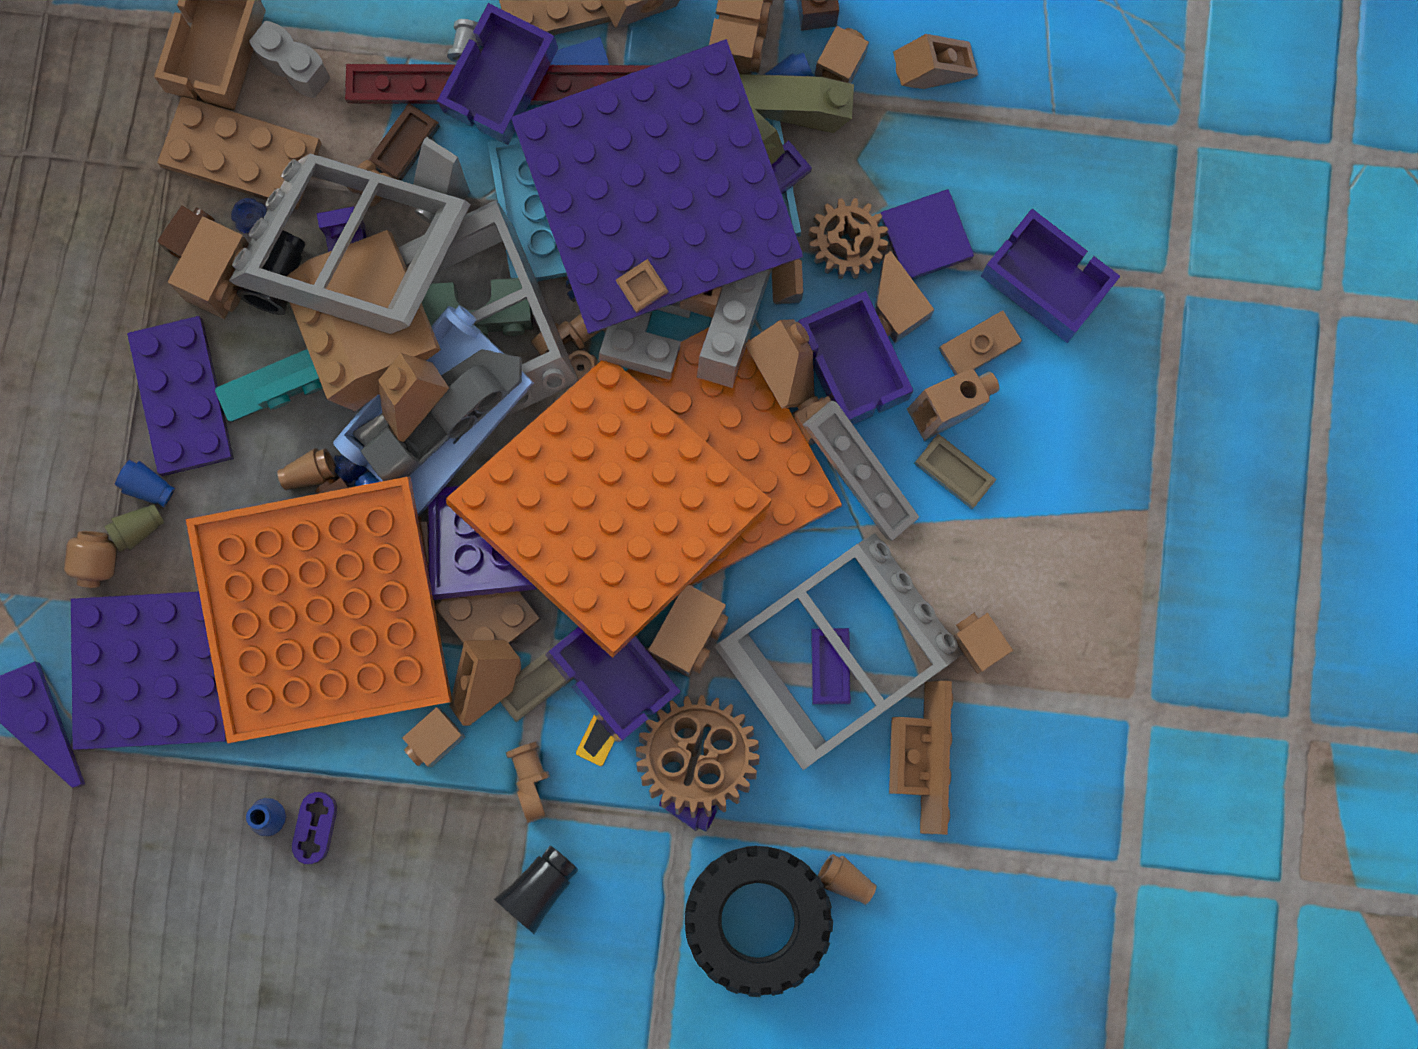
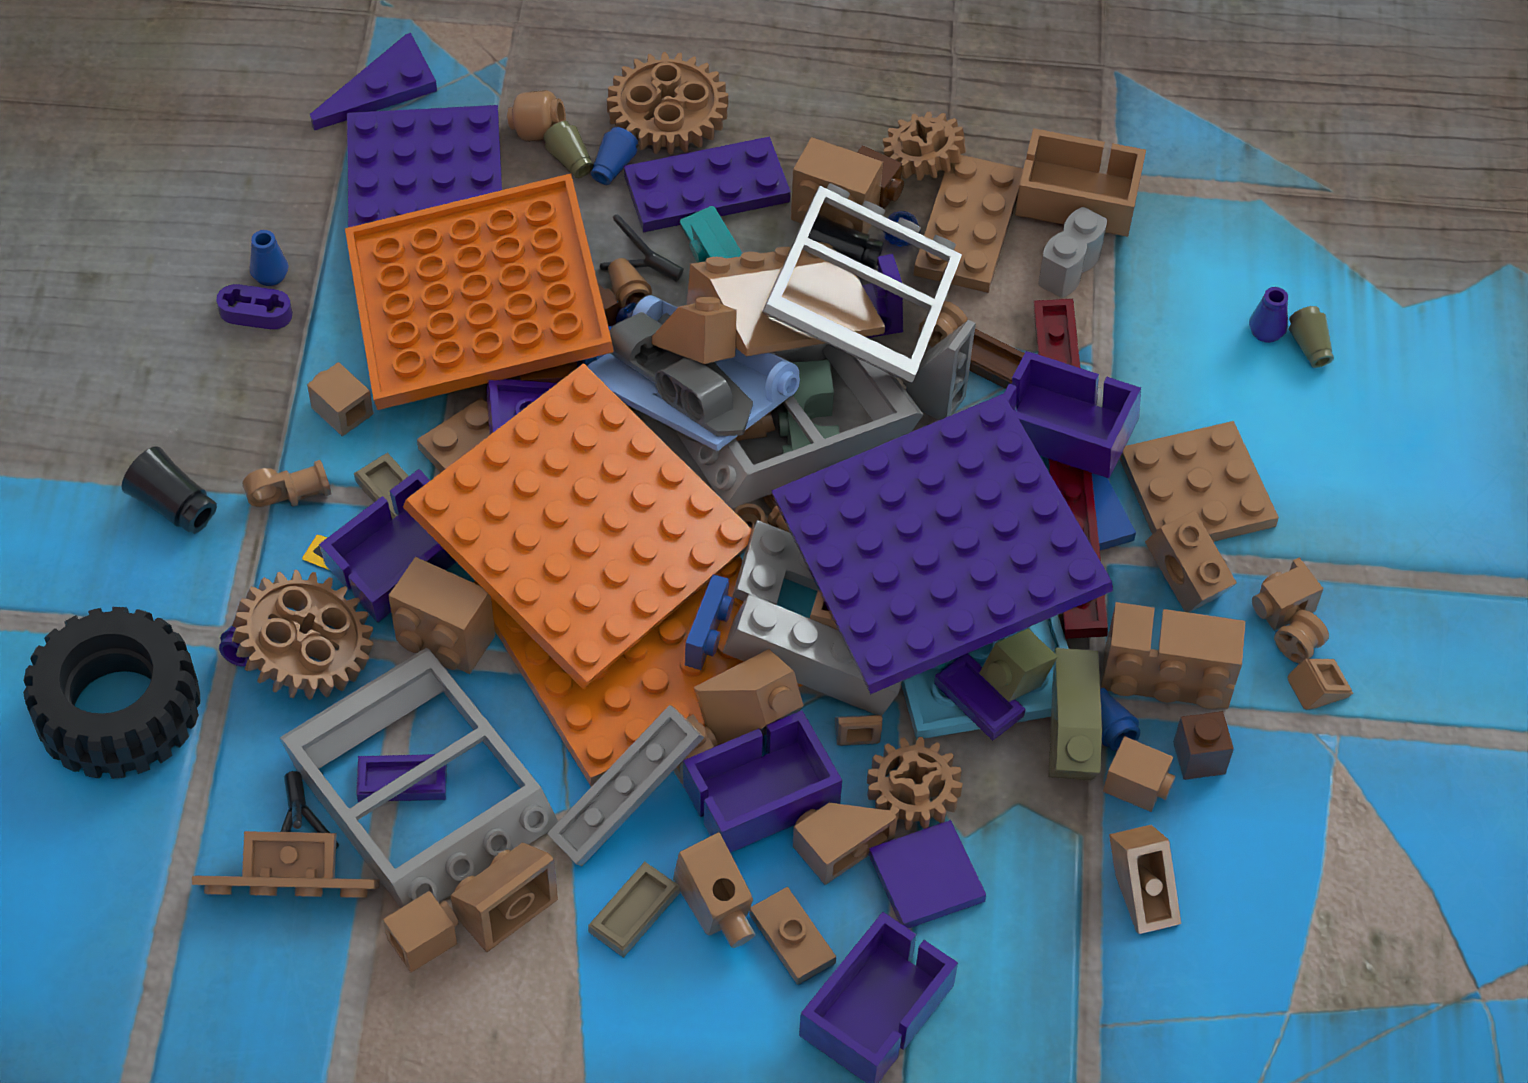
camera: 90 degrees right, 25 degrees down
(101, 406) = (668, 102): none -> medium nougat gear
(140, 174) = (925, 145): none -> medium nougat gear
(274, 448) = (651, 260): none -> black plant
(483, 678) = (402, 436): medium nougat slope -> none
(642, 286) = (823, 527): medium nougat tile -> none
(716, 403) = (704, 635): none -> blue plate
(846, 880) = (151, 790): medium nougat cone -> none
(864, 753) = (298, 807): none -> black plant
(952, 573) = (506, 894): none -> medium nougat slope

